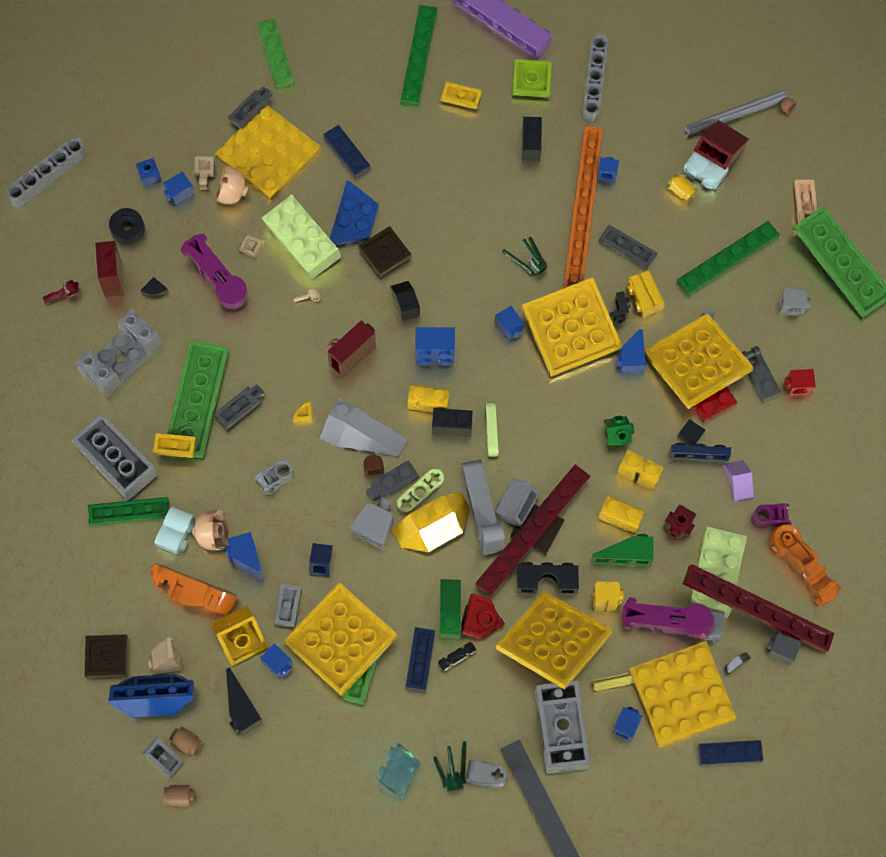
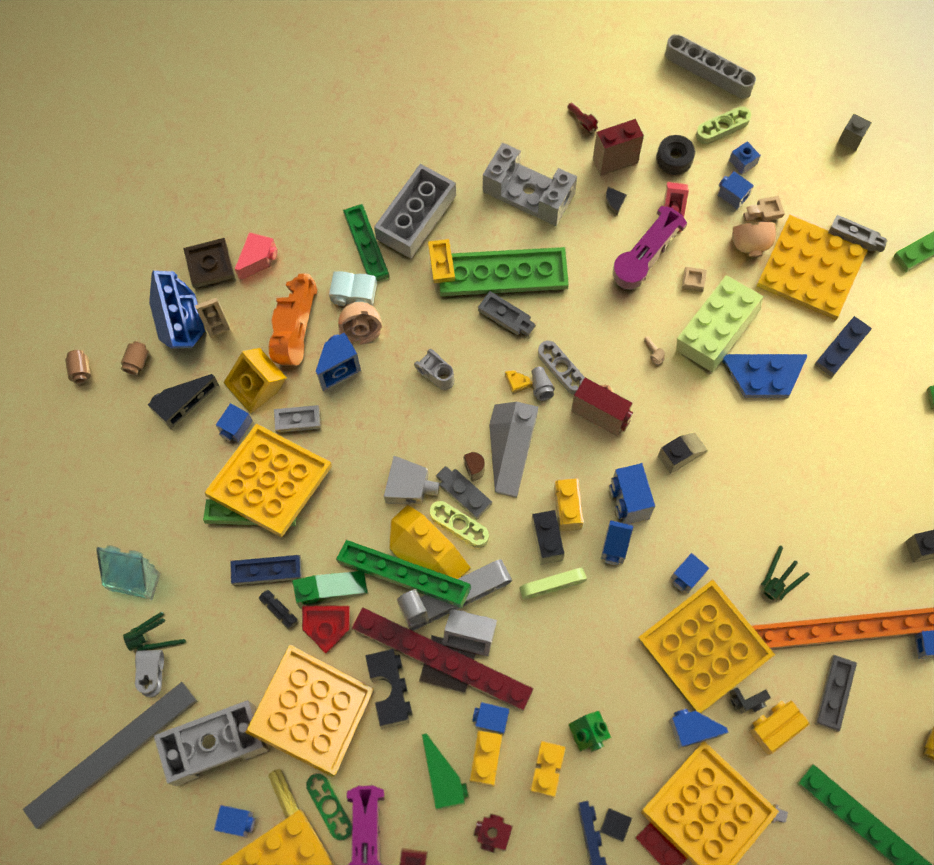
camera: 80 degrees right, 0 degrees up
(103, 173) = (729, 118): none -> yellowish green beam
(112, 610) = (255, 255): none -> coral slope
(154, 78) = (854, 131): none -> dark grey brick
(162, 757) = (114, 340): light grey slope -> none
(172, 238) = (676, 197): none -> coral slope
(304, 366) = (547, 359): none -> light grey beam
(313, 393) = (542, 386): none -> light grey cone
(320, 559) = (355, 438): dark blue brick -> none
(385, 251) = (733, 415): dark brown plate -> none
(455, 542) = (404, 573): none -> green plate
(472, 369) = (616, 542): none -> blue slope
(590, 503) = (491, 718): none -> blue brick
(607, 596) = (377, 761): yellow brick -> none
(615, 646) = (315, 793): none -> green beam

